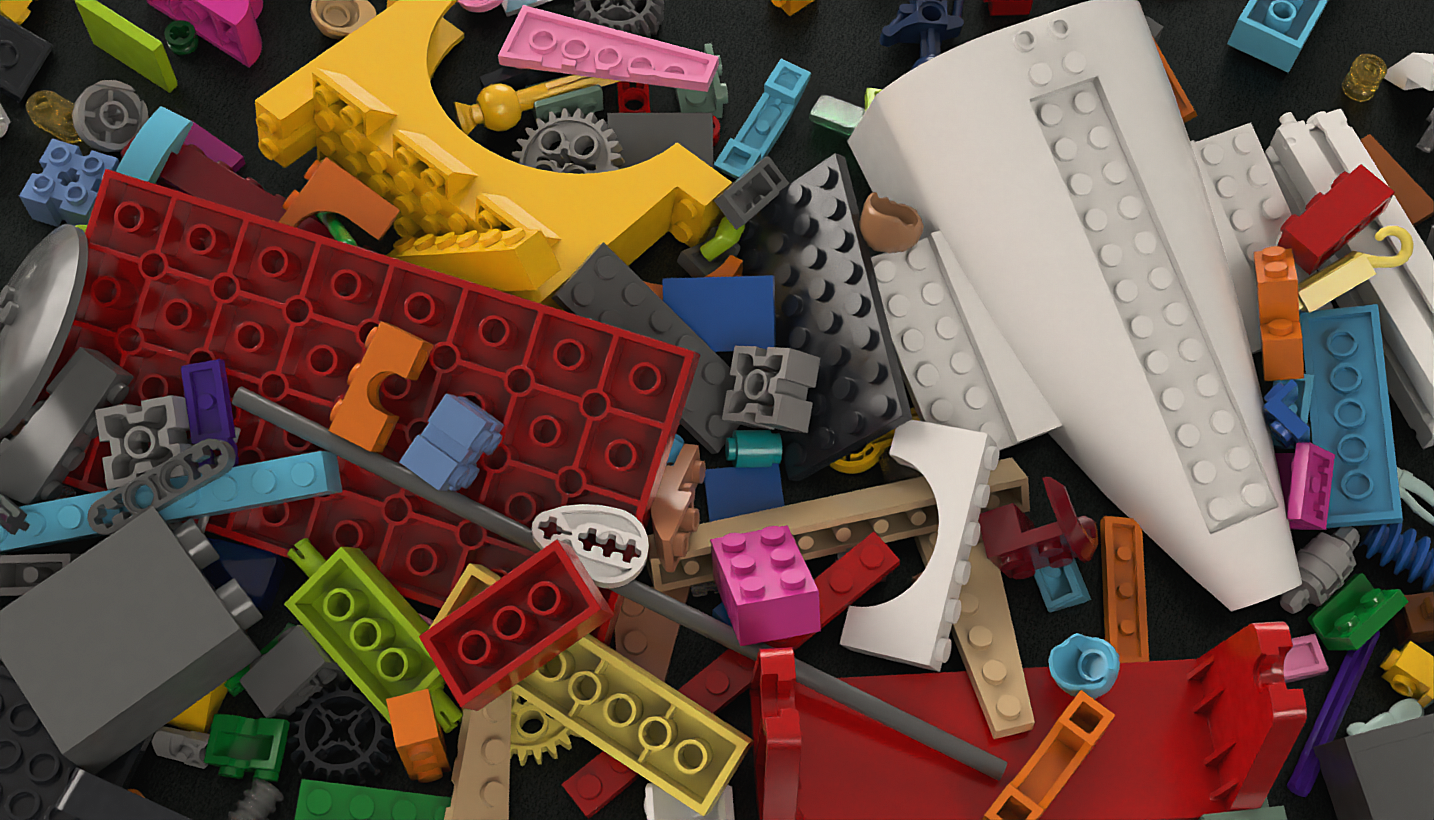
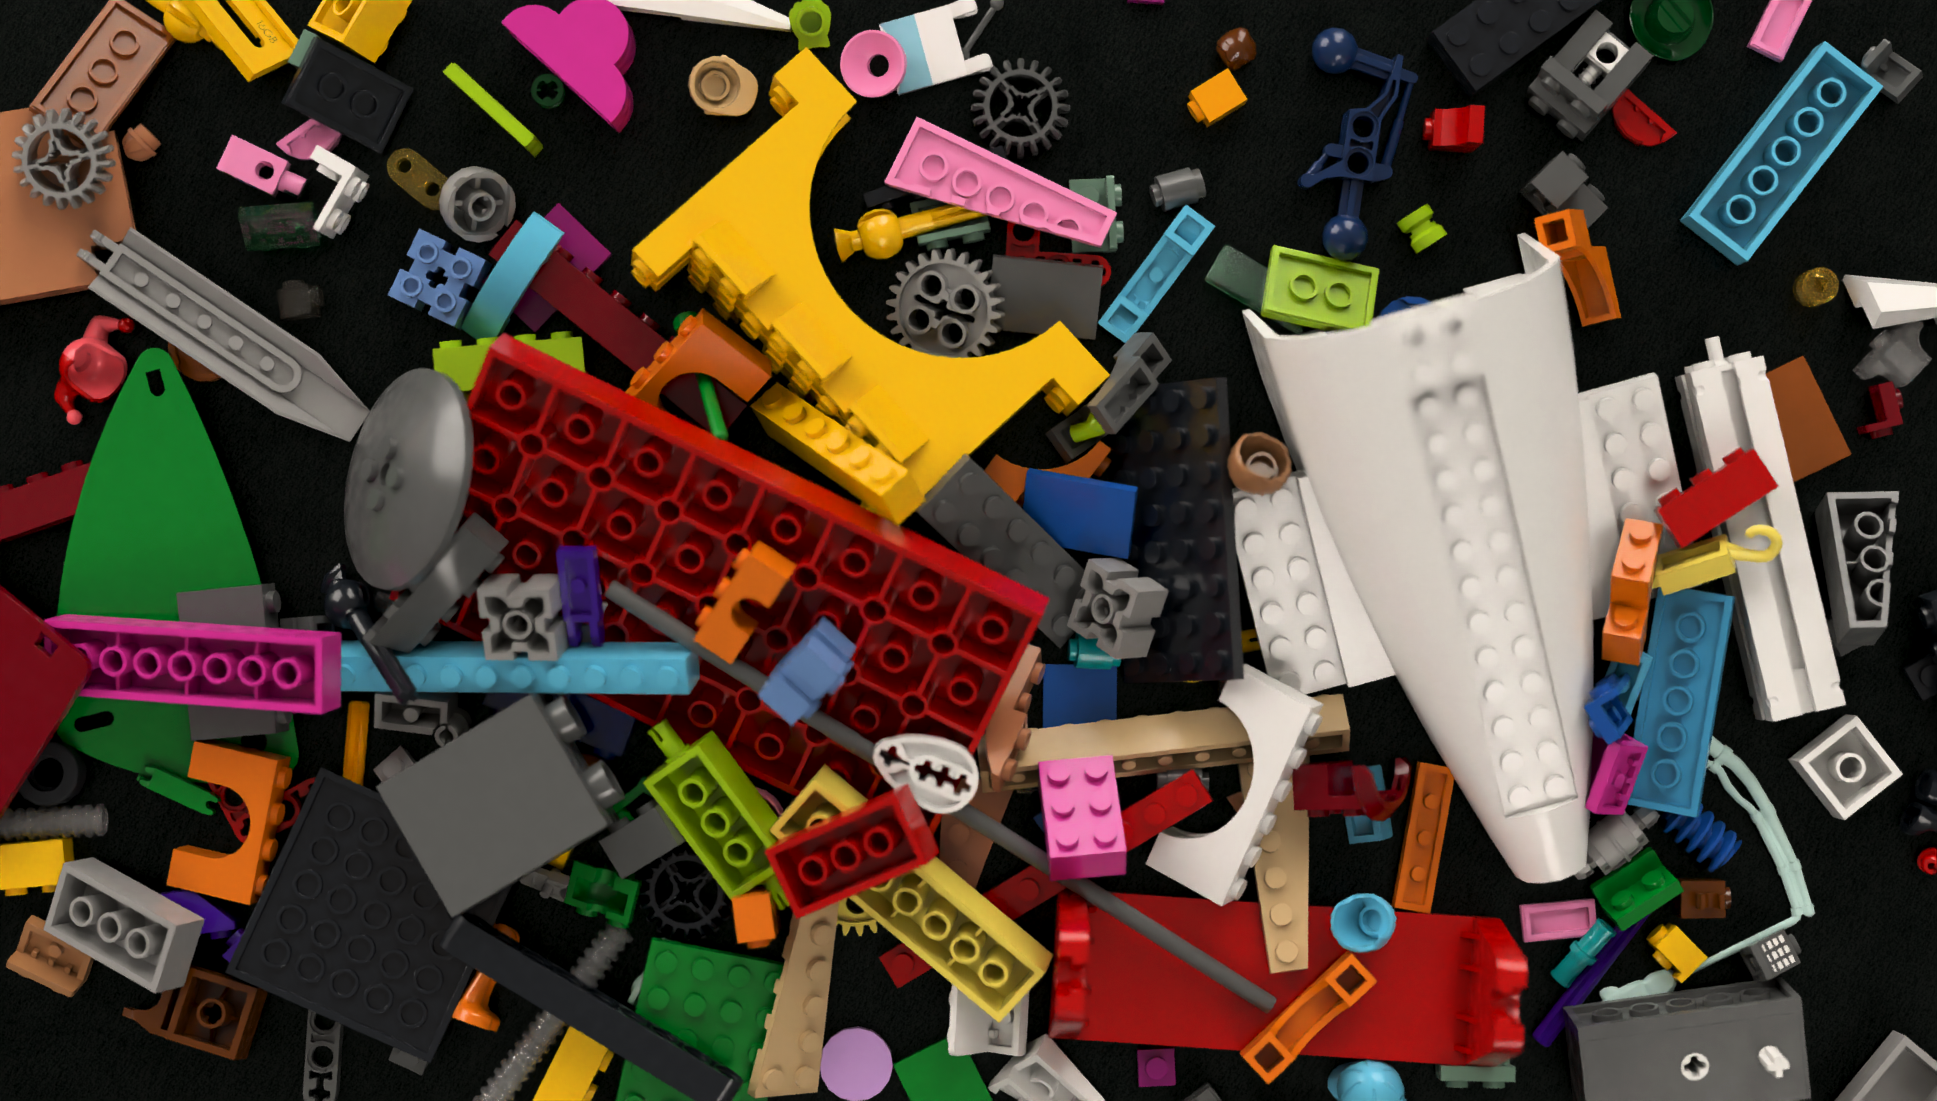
camera: 10 degrees right, 25 degrees up
(159, 481) = (535, 668): dark grey beam -> none
(765, 55) = (1177, 189): none -> dark grey brick
(1322, 682) = (1583, 953): none -> teal pin

